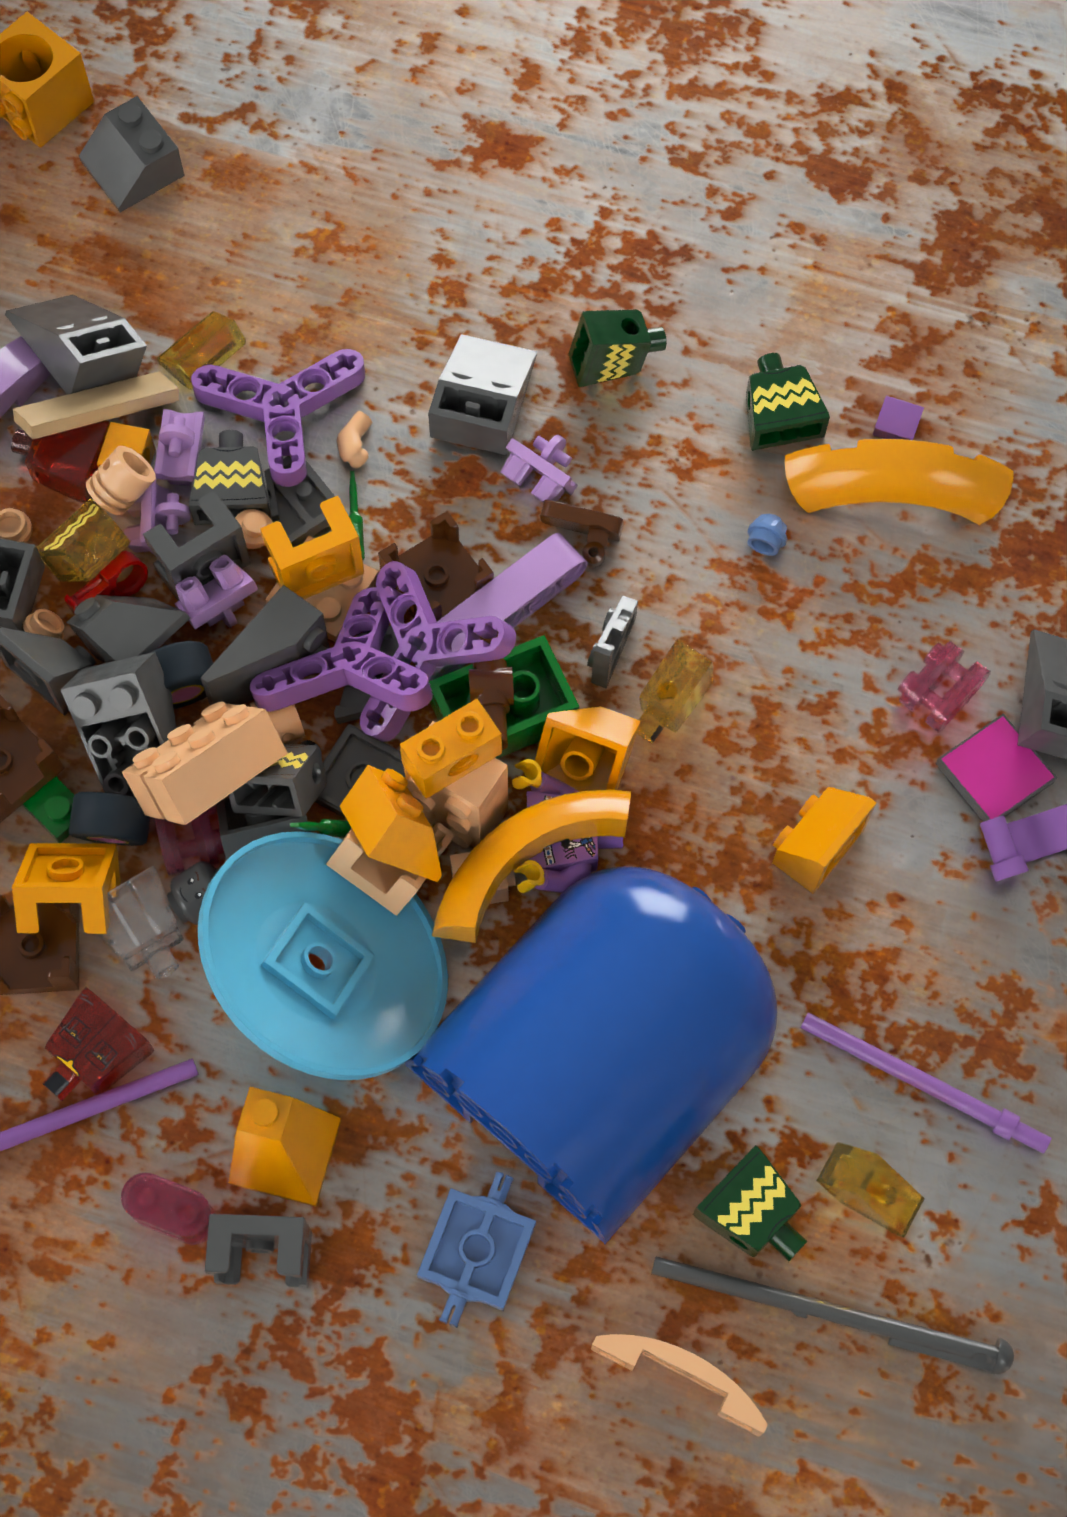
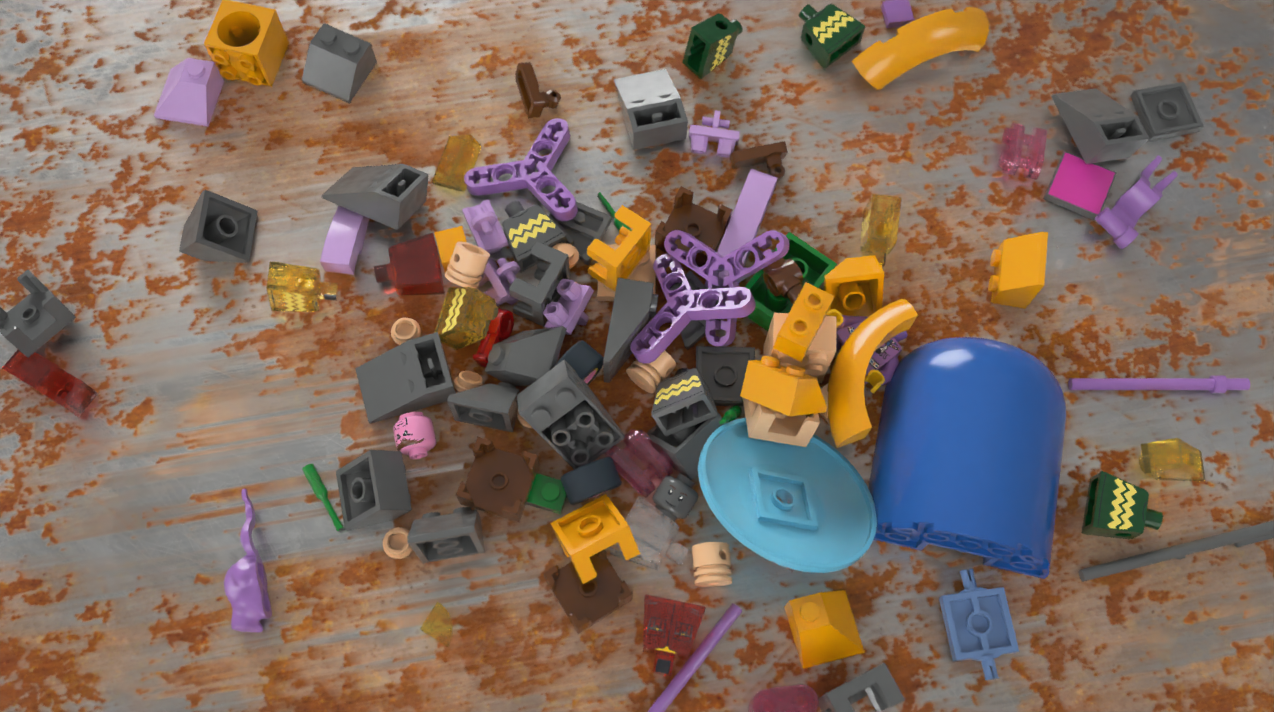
camera: 30 degrees left, 0 degrees up
(96, 405) = (417, 227): tan tile -> none
(189, 998) = (711, 564): none -> light nougat piece
(204, 762) = (639, 413): light nougat piece -> none
(345, 315) = (529, 91): none -> reddish brown piece
(350, 442) = (588, 176): light nougat arm -> none
(615, 633) = (825, 226): dark grey wing -> none
(736, 1404) = (1180, 630): light nougat slope -> none
(767, 534) = (868, 112): medium blue plate -> none

